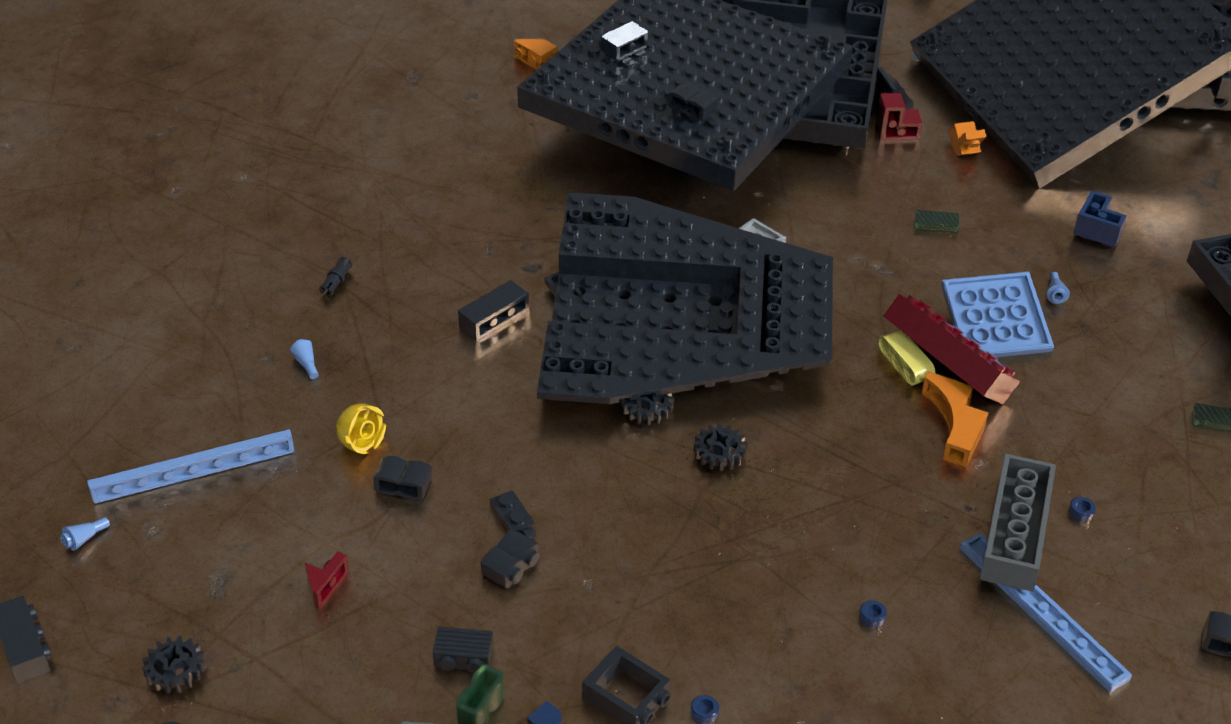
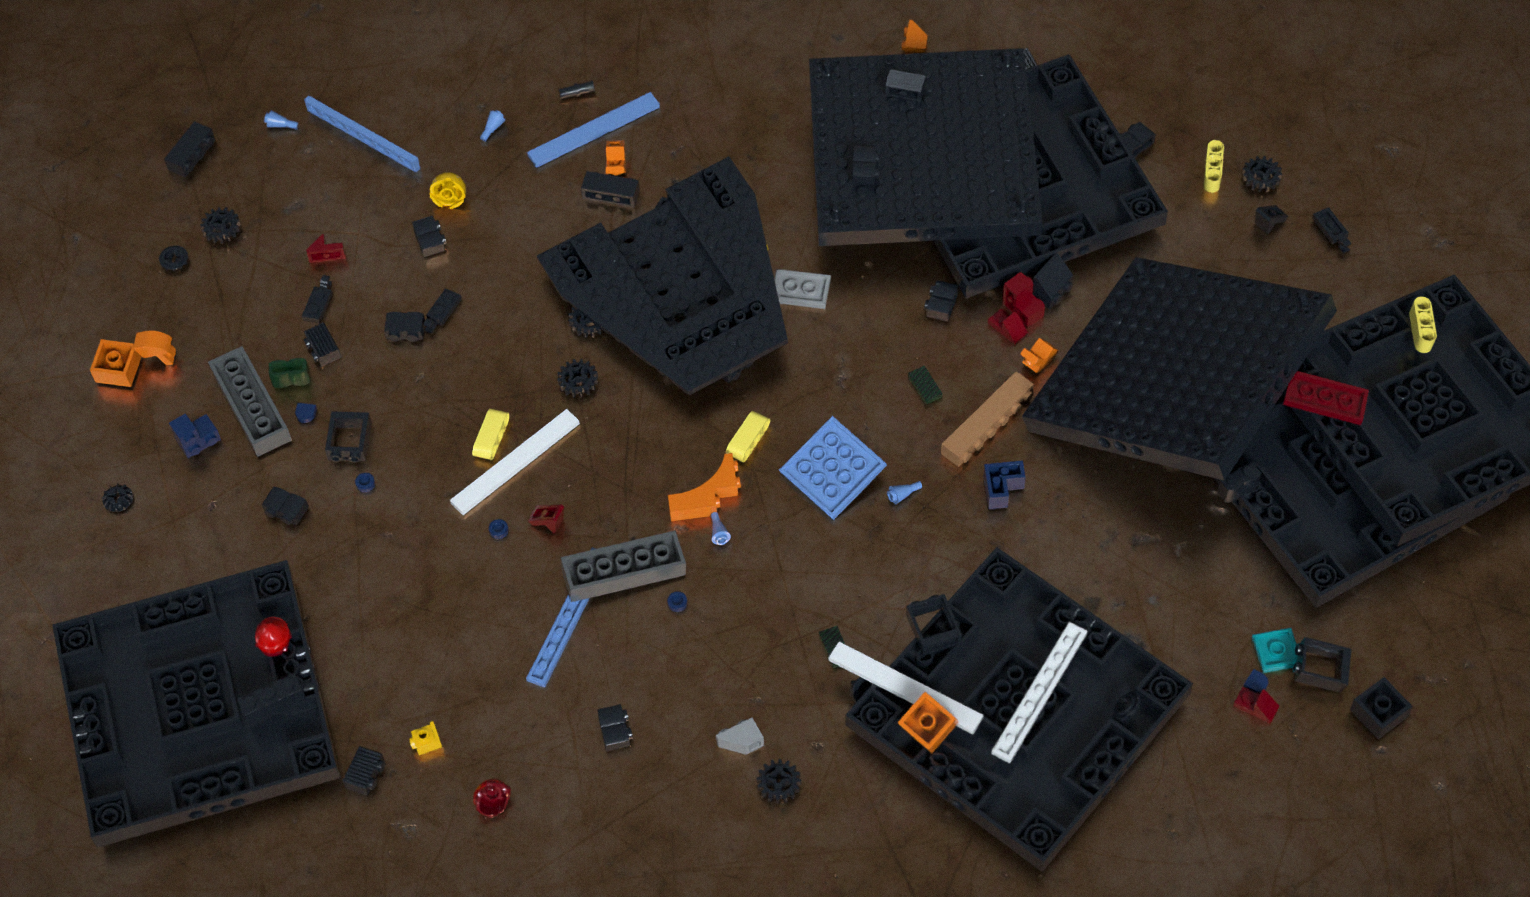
camera: 60 degrees right, 15 degrees up
(390, 625) = (318, 301): none -> black plate
(398, 293) = (593, 129): none -> medium blue tile
(459, 287) = (615, 157): none -> orange brick
(735, 554) = (490, 434): none -> light yellow beam
(789, 558) = (514, 462): none -> white tile
(850, 166) = (941, 301): none -> black brick
(896, 554) = (547, 515): none -> dark red slope
(913, 145) = (1008, 325): none -> dark red slope
(952, 348) = (764, 455): dark red brick -> none
(1013, 200) = (987, 419): none -> medium nougat brick
(1016, 433) = (719, 533): none -> medium blue cone

